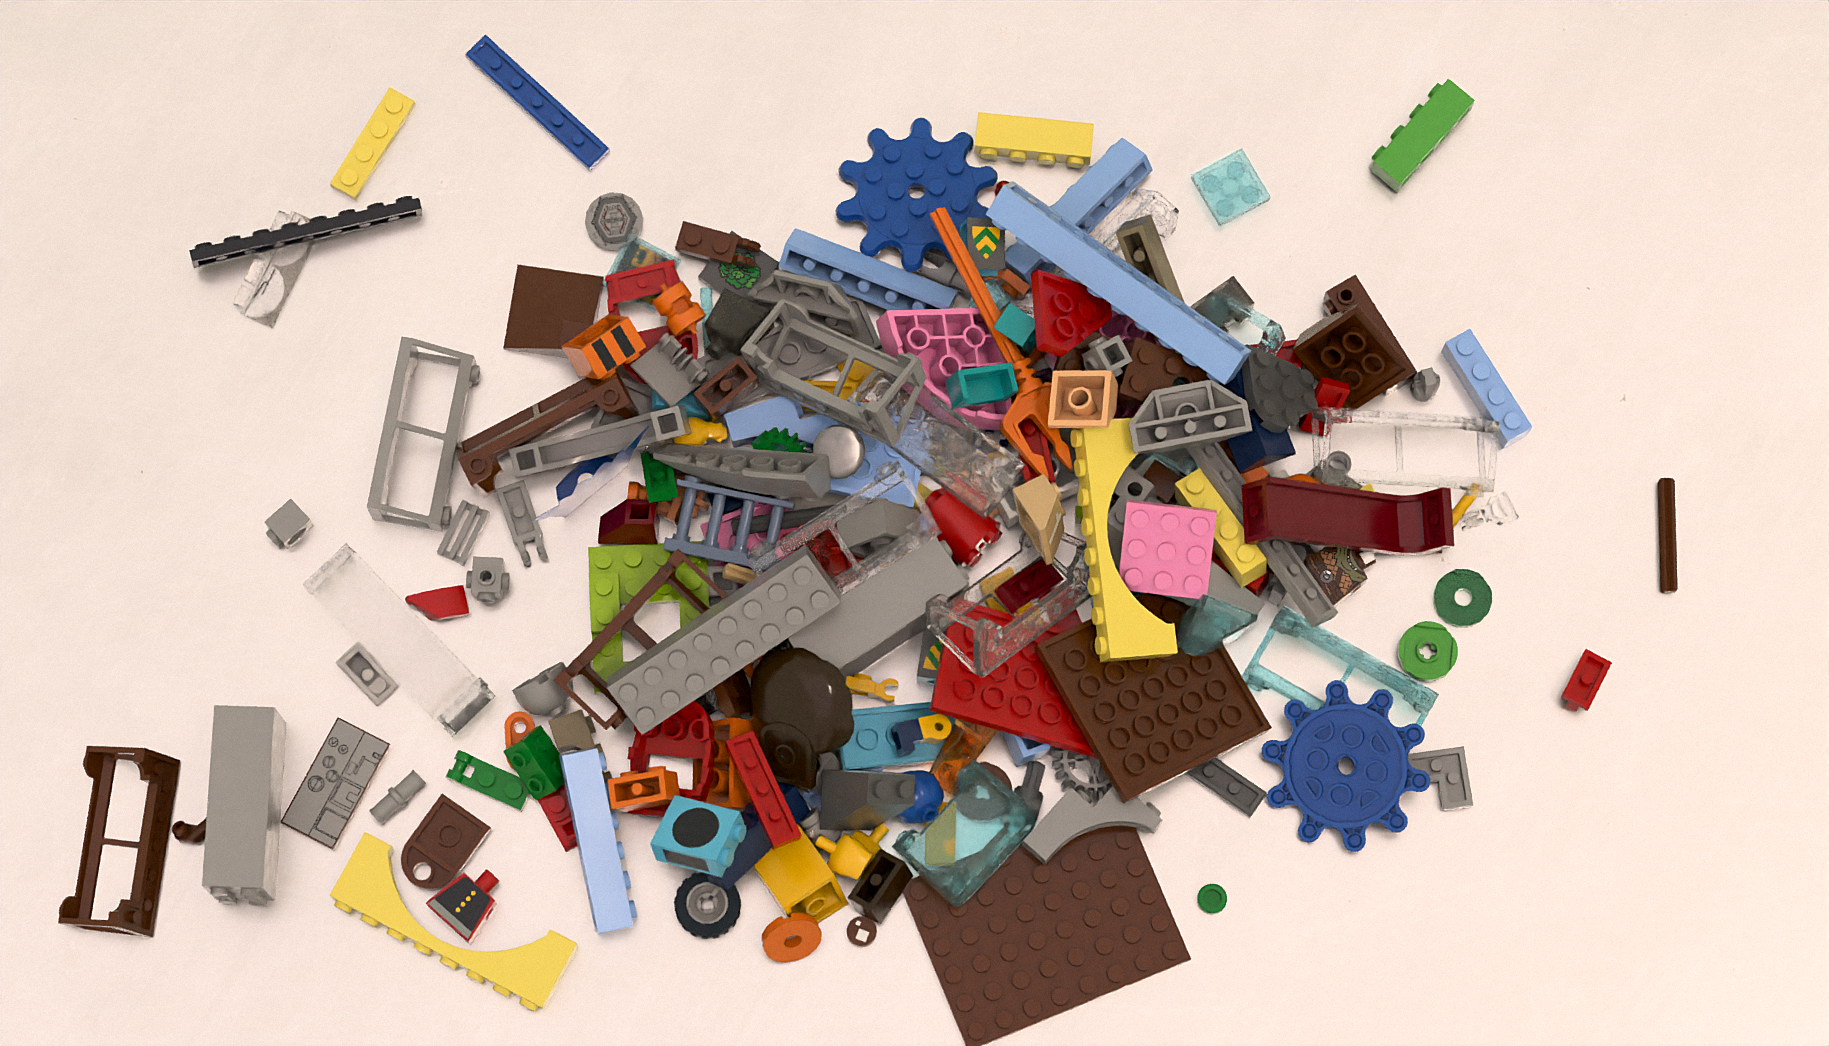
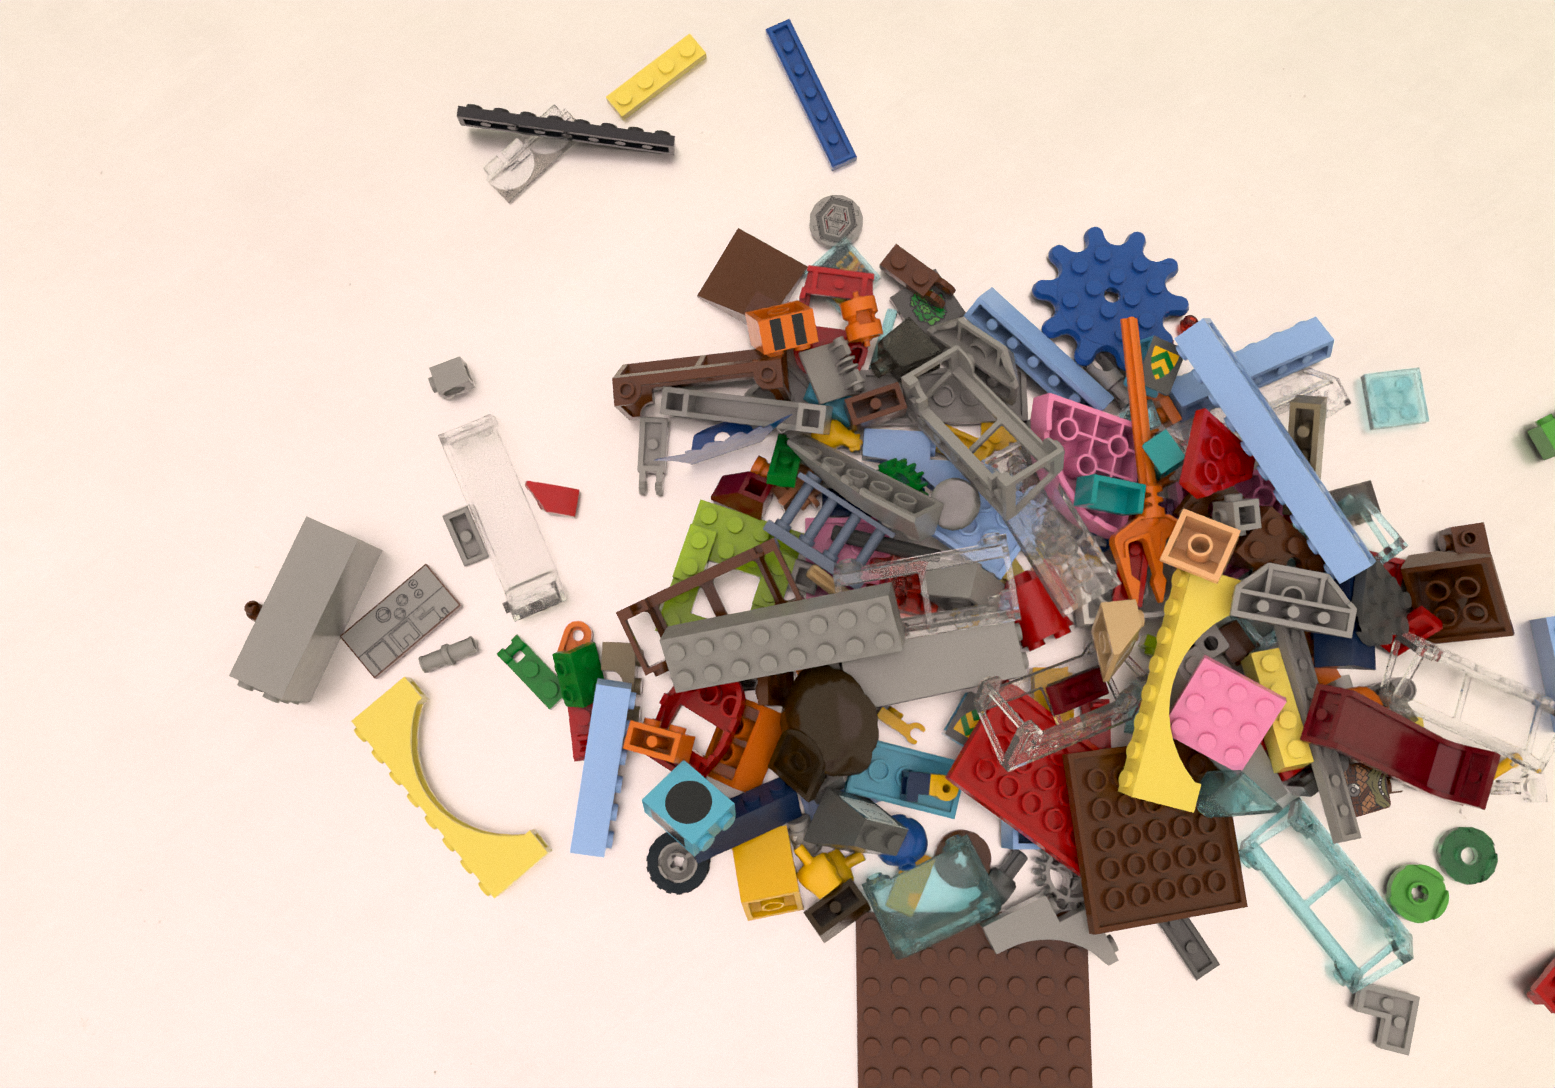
camera: 30 degrees right, 5 degrees up
(138, 913) = (186, 670): reddish brown windscreen -> none
(405, 365) = (605, 275): light grey windscreen -> none
(443, 842) = (470, 711): reddish brown plate -> none
(466, 904) = (467, 775): torso -> none
(474, 509) = (593, 434): light grey tile -> none
(484, 569) = (600, 484): light grey brick -> none
(542, 694) = (602, 616): light grey cylinder -> none
(762, 790) = (765, 787): red plate -> none
(787, 950) = (739, 926): orange tile -> none
(861, 931) = (805, 941): reddish brown tile -> none
(958, 750) = (954, 819): clear orange slope -> none
(1033, 139) = (1234, 289): light yellow brick -> none
(1212, 899) = (1132, 1041): green tile -> none
(1312, 761) = (1311, 1008): blue plate -> none
(1425, 385) = (1509, 647): light grey hinge -> none

